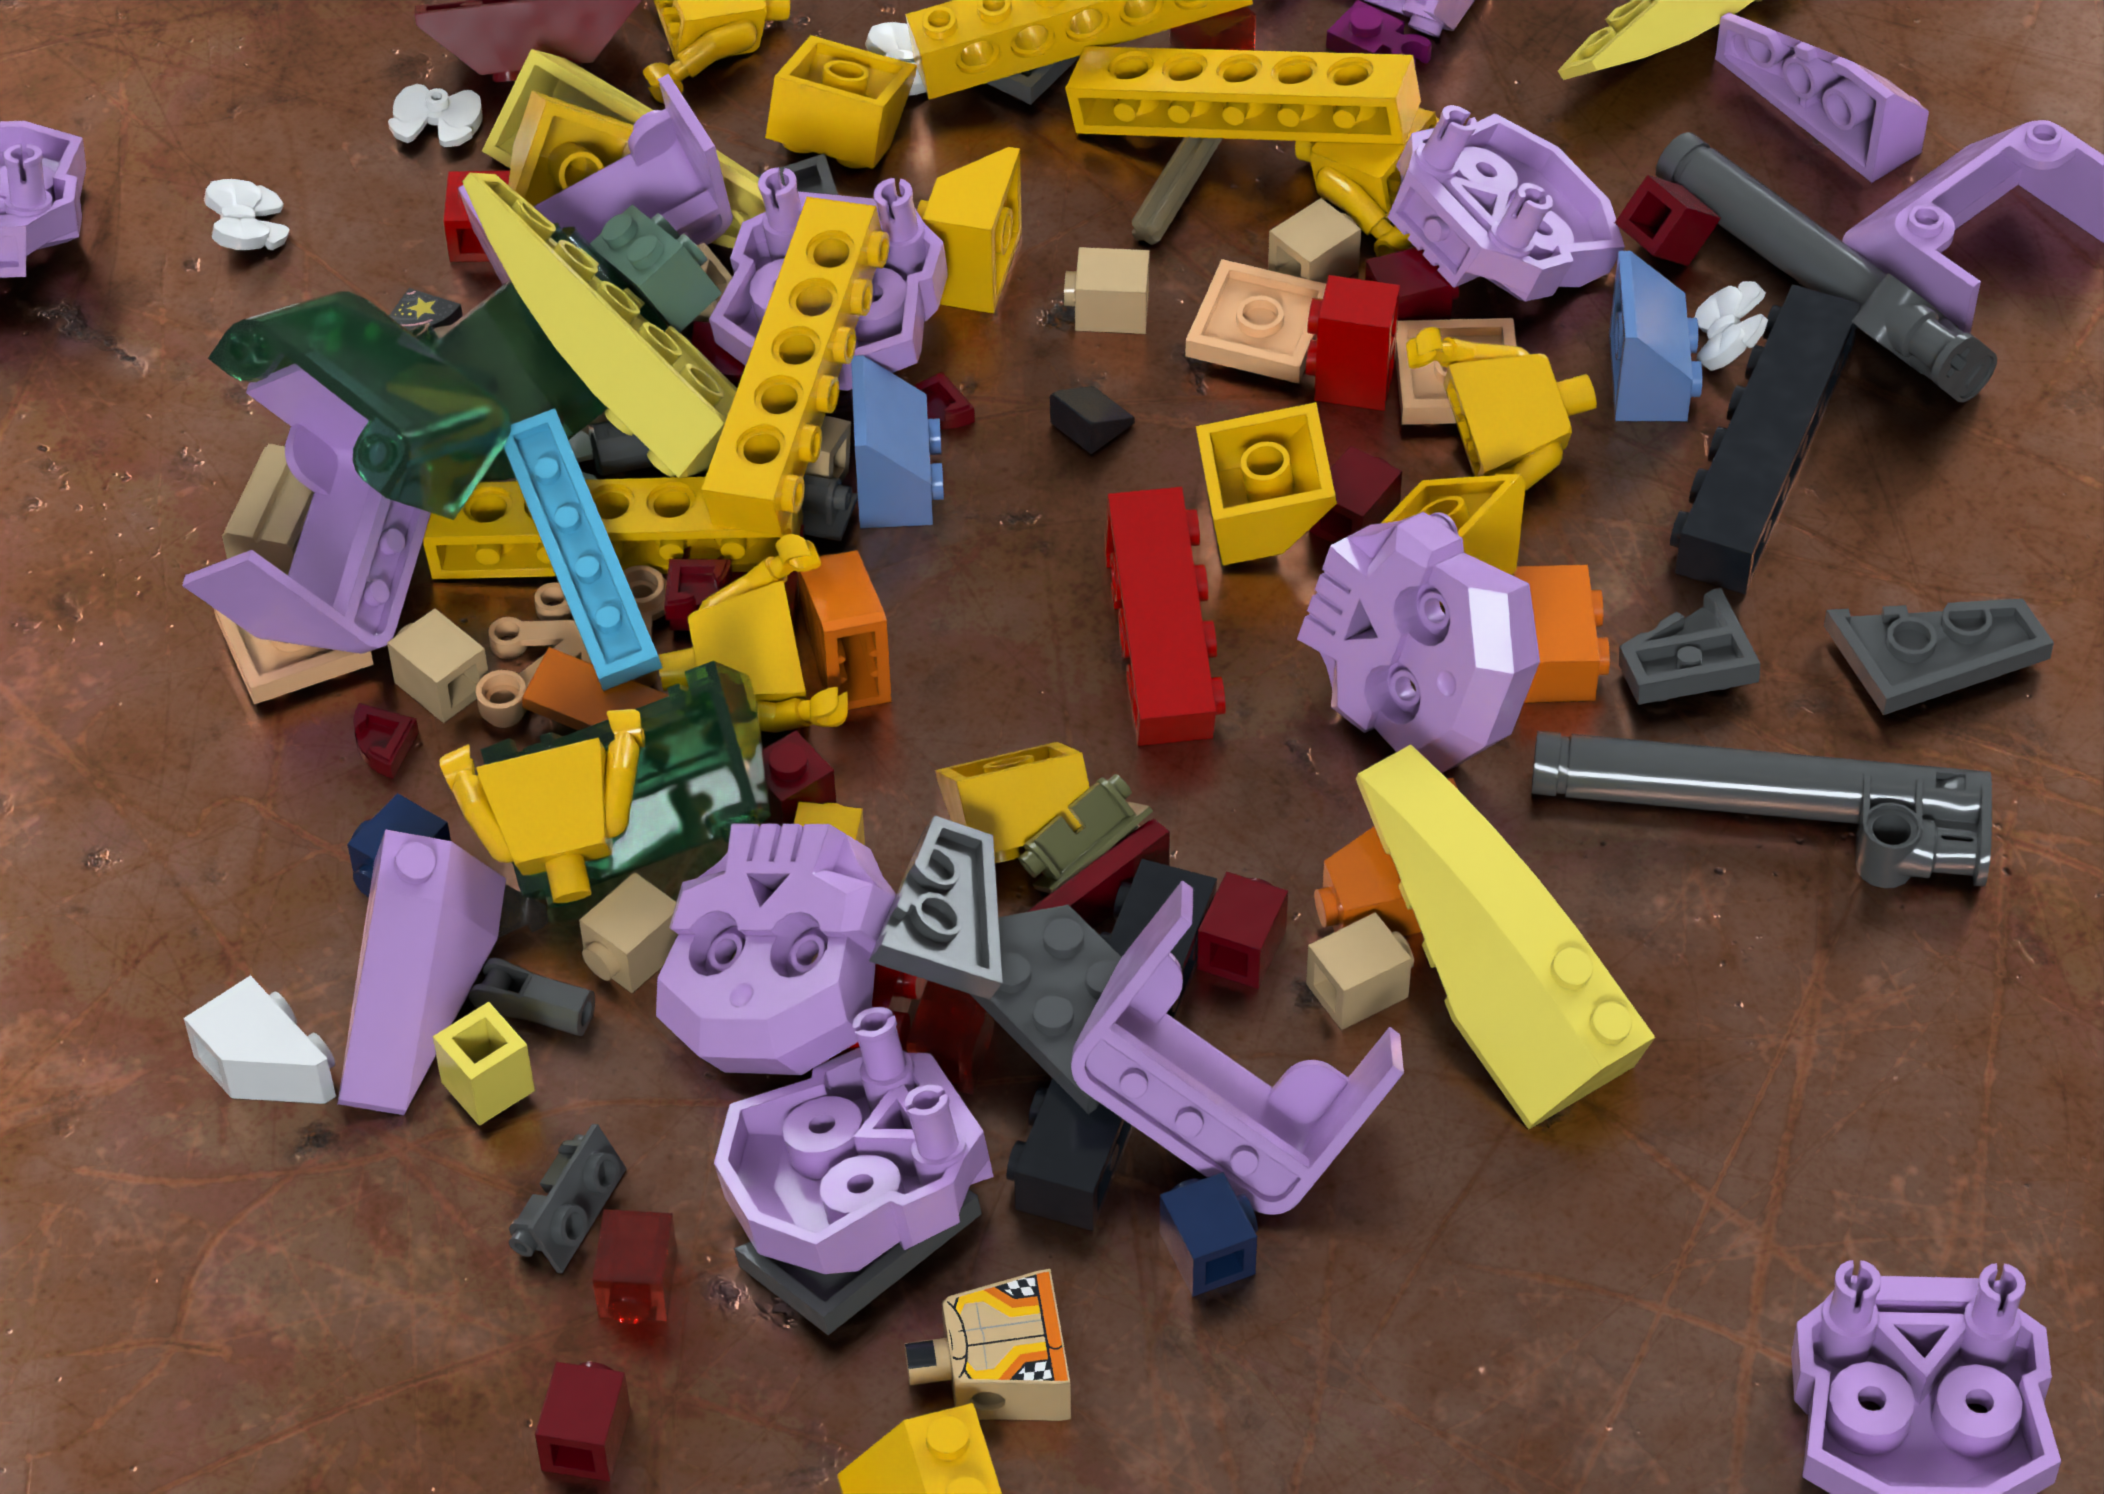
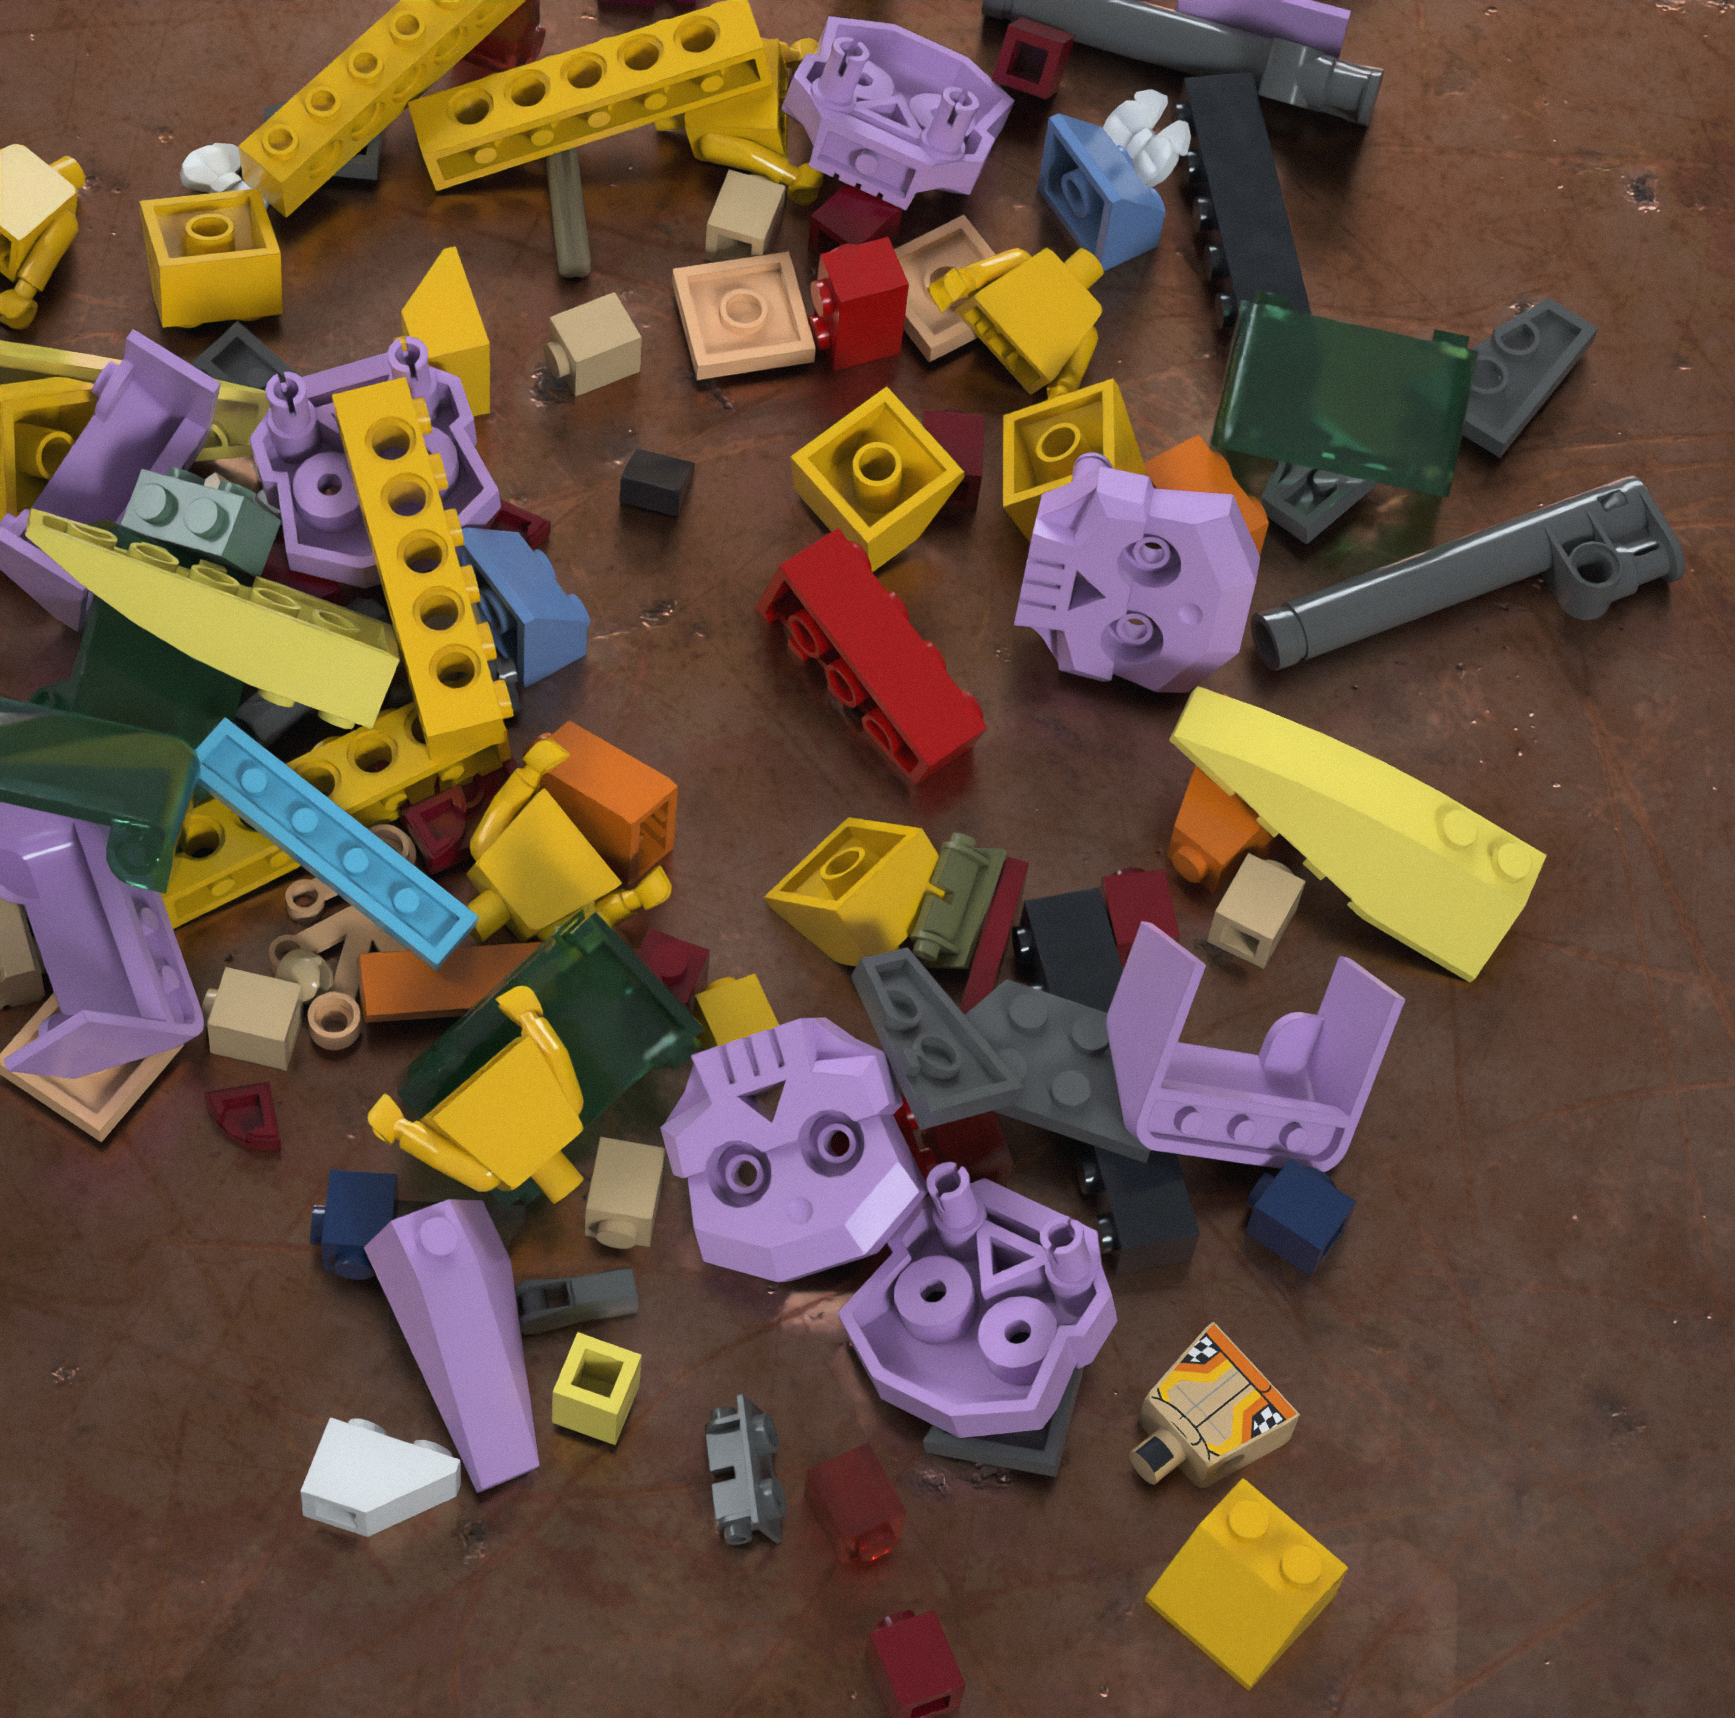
camera: 40 degrees left, 10 degrees up
(497, 643) = (306, 969): none -> tan hinge
(1746, 587) = (1344, 396): none -> clear green windscreen

